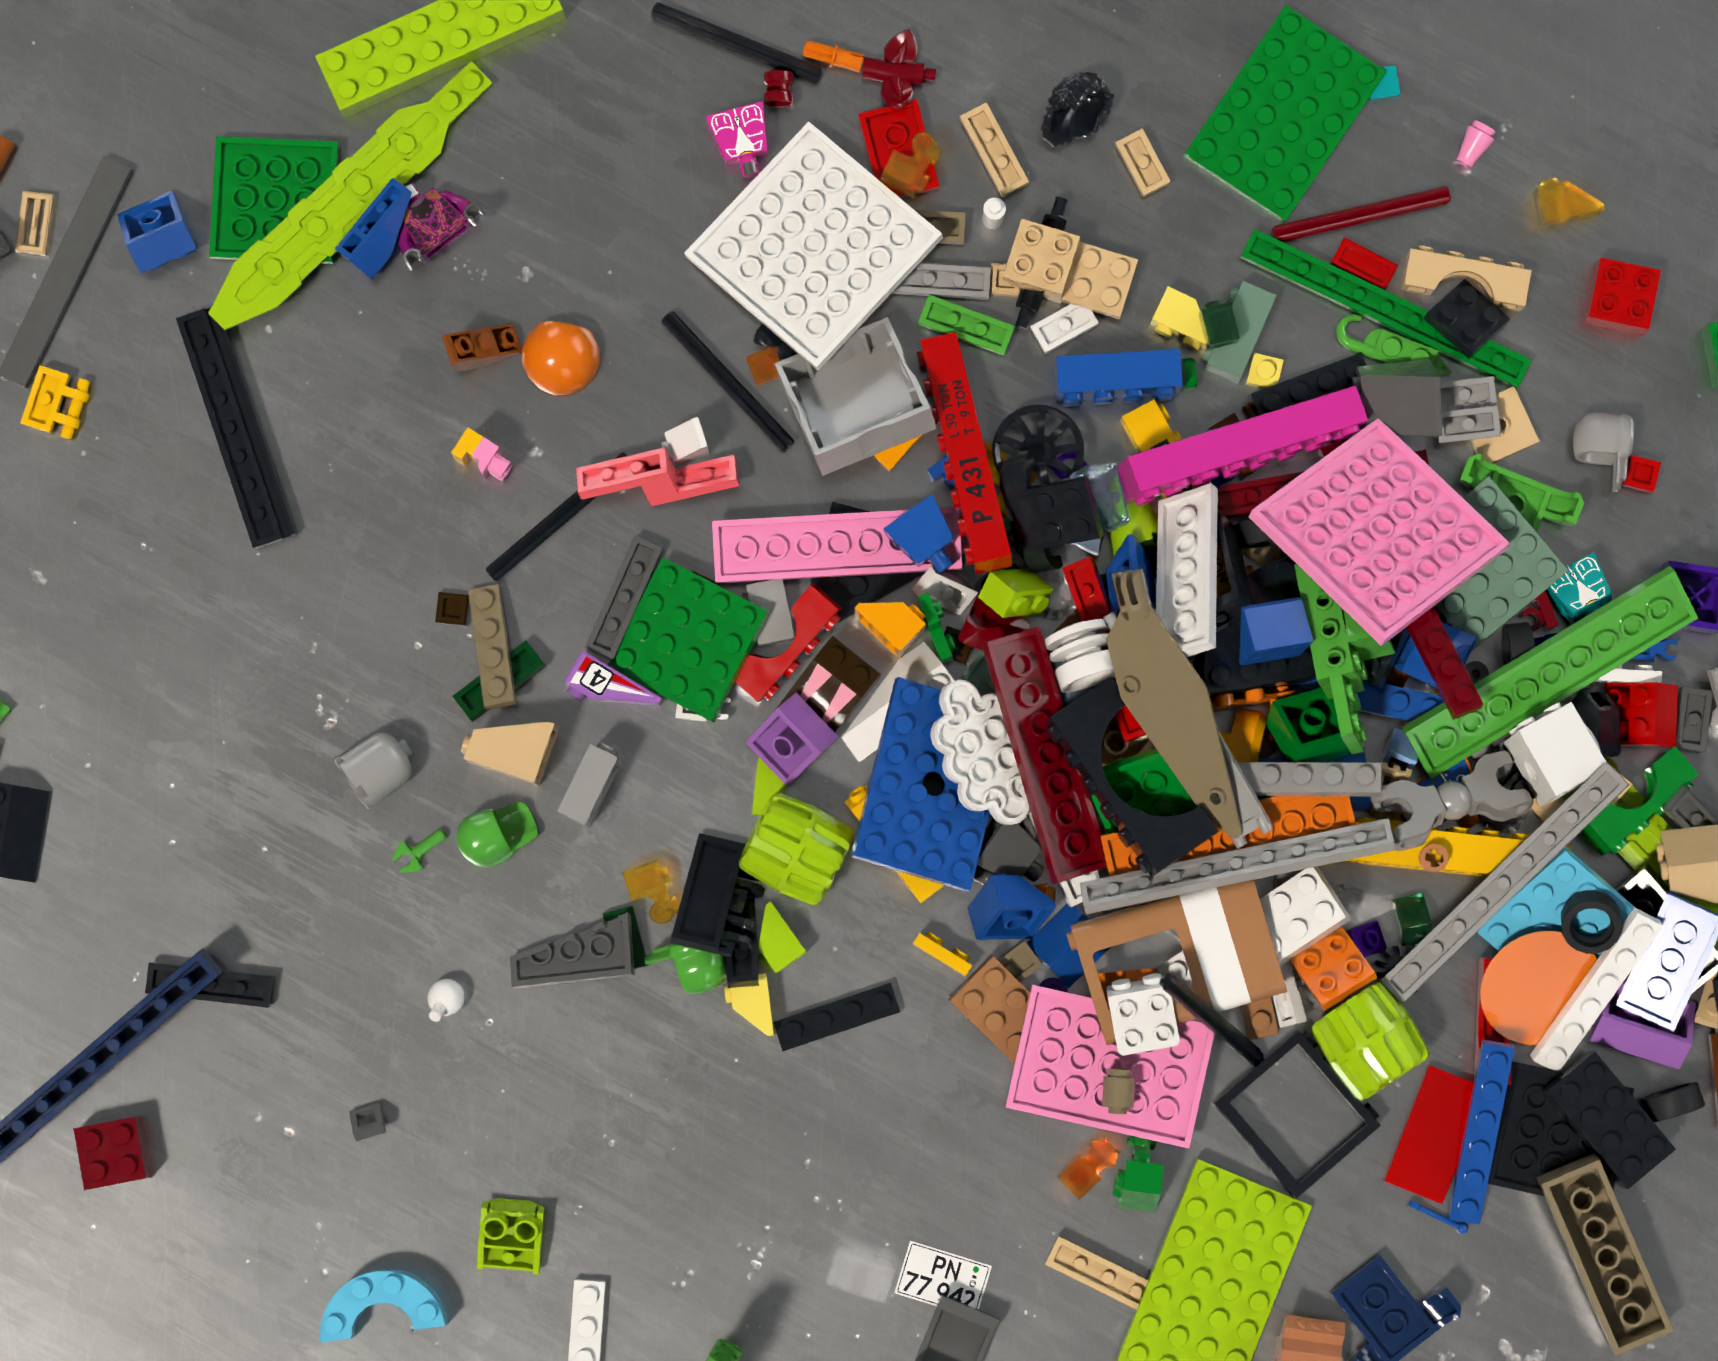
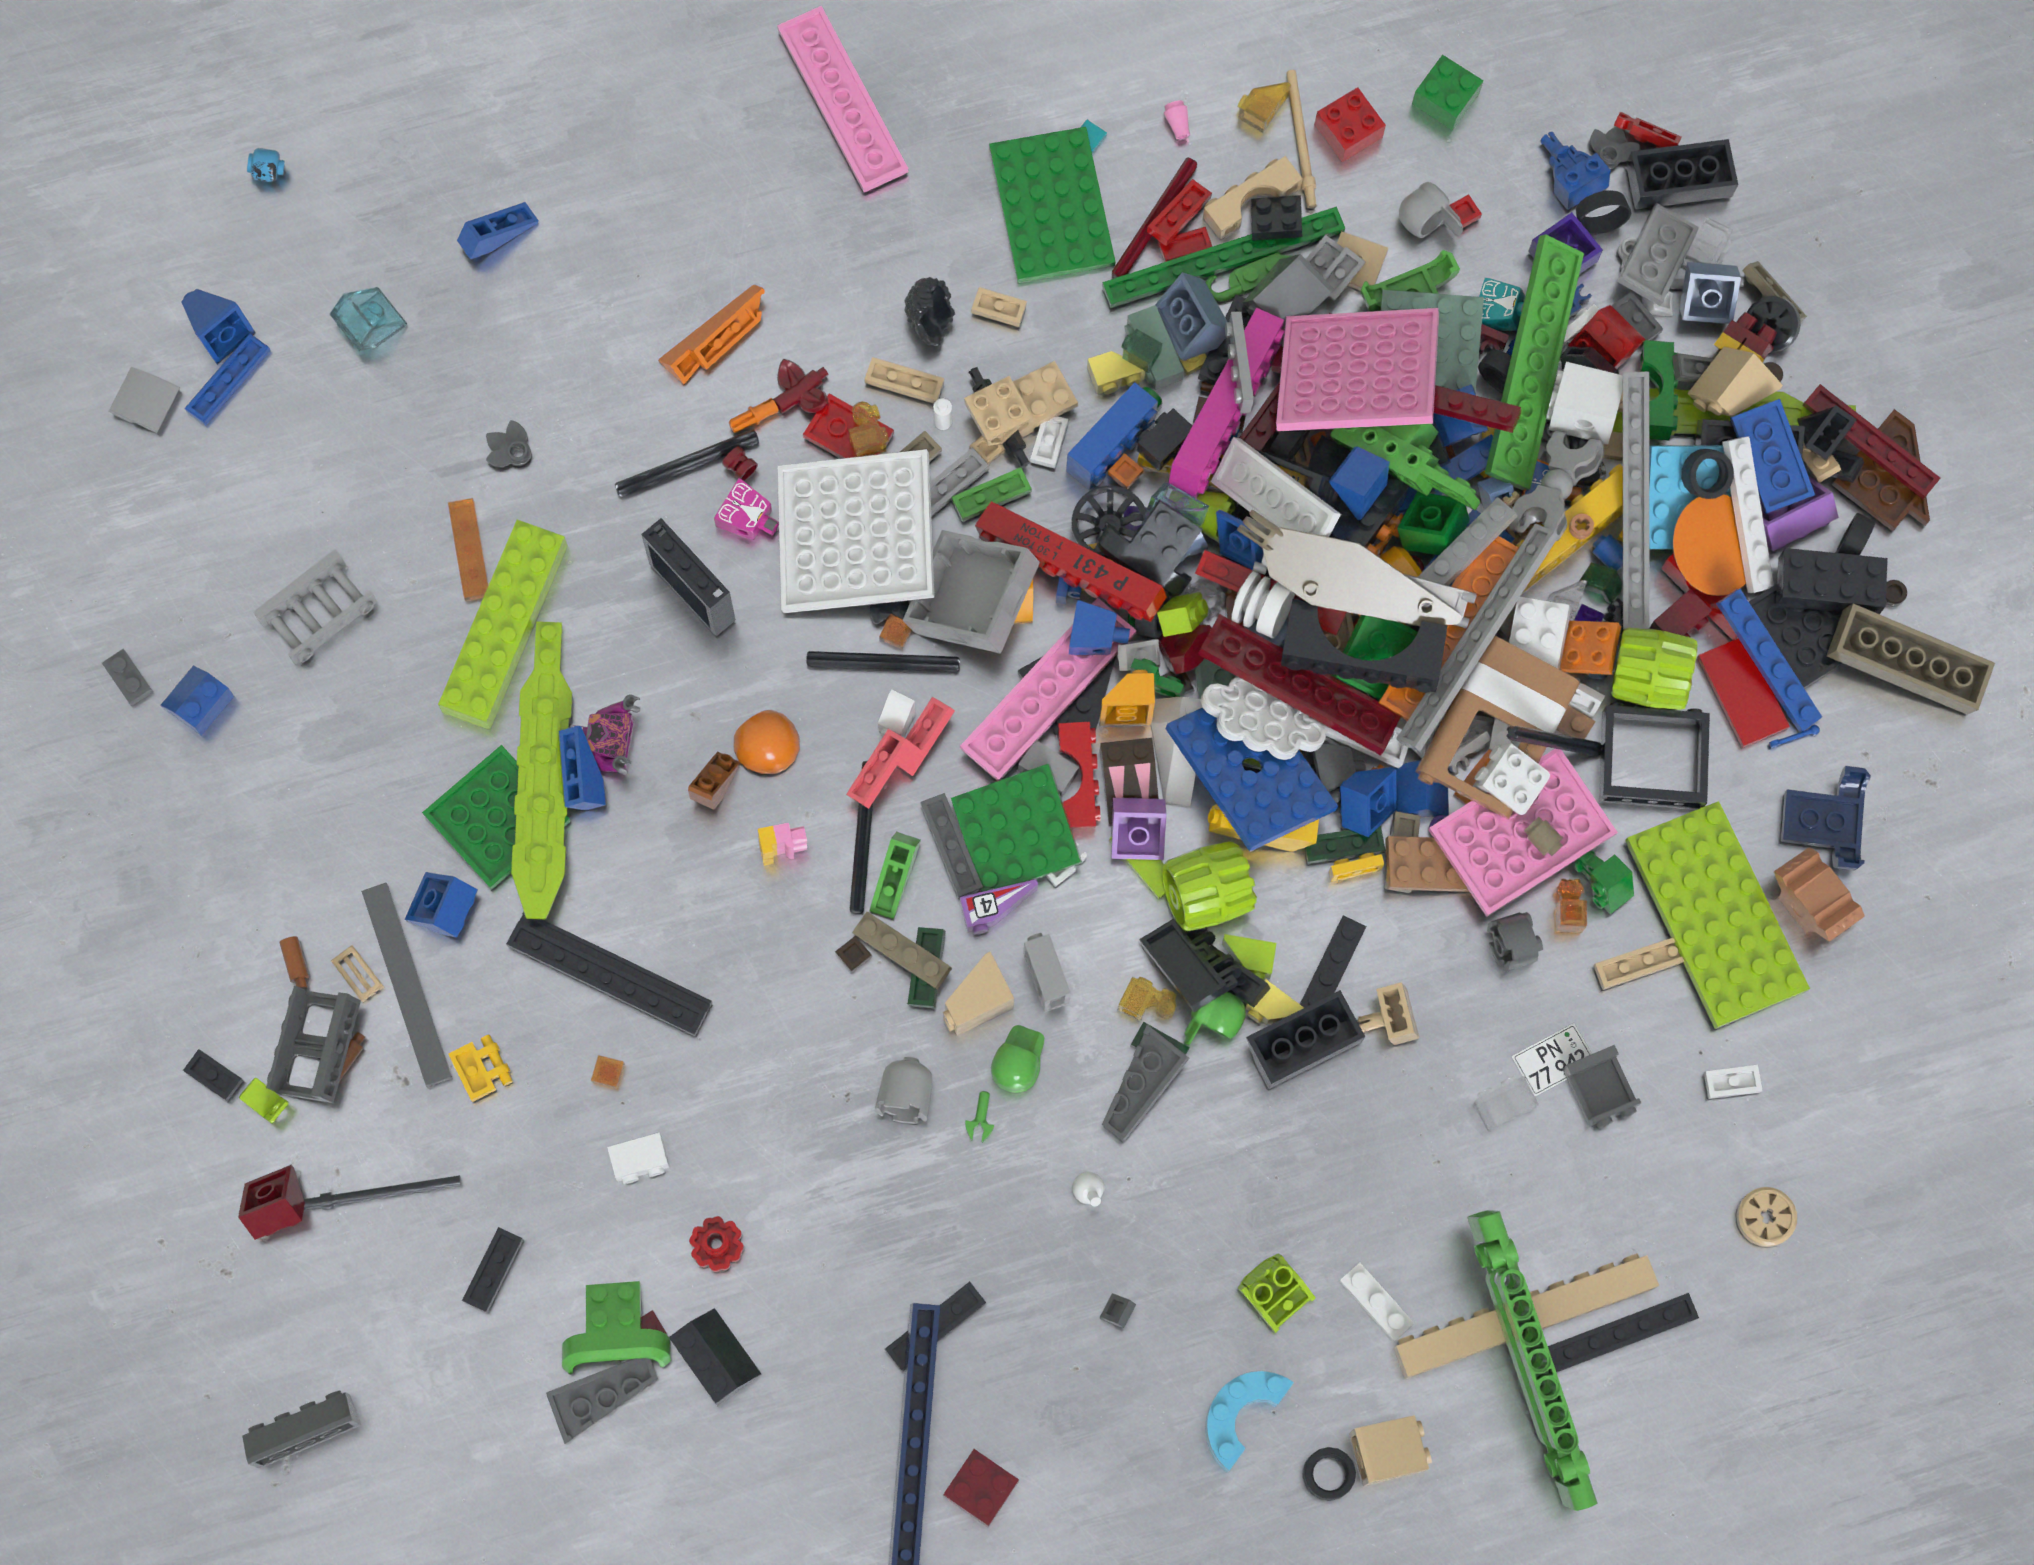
camera: 50 degrees left, 10 degrees down
(108, 606) = (638, 1158): none -> white brick
(116, 742) = (713, 1230): none -> red plant
(154, 509) = (607, 1071): none -> clear orange plate
(552, 575) = (894, 874): none -> bright green slope
(625, 150) = (688, 576): none -> black window
(746, 1055) = (1305, 1039): none -> black slope
(843, 1110) = (1394, 1014): none -> tan brick
(952, 925) = (1344, 845): none -> dark green plate
(1007, 1150) = (1514, 941): none -> dark grey brick
(1099, 418) = (1125, 471): none -> orange tile
(1153, 947) = (1472, 742): none -> white plate
(1156, 424) = (1164, 439): none -> black brick
(1289, 413) = (1240, 371): none -> light grey plate
(1297, 337) = (1192, 317): none -> sand blue slope
(1387, 230) = (1179, 212): none -> red plate
(1446, 898) = (1609, 551): none -> blue brick
(1447, 1020) = (1683, 615): none -> dark red brick
(1531, 312) = (1308, 182): none -> tan bar
(1660, 1181) = (1895, 593): none -> dark brown tile

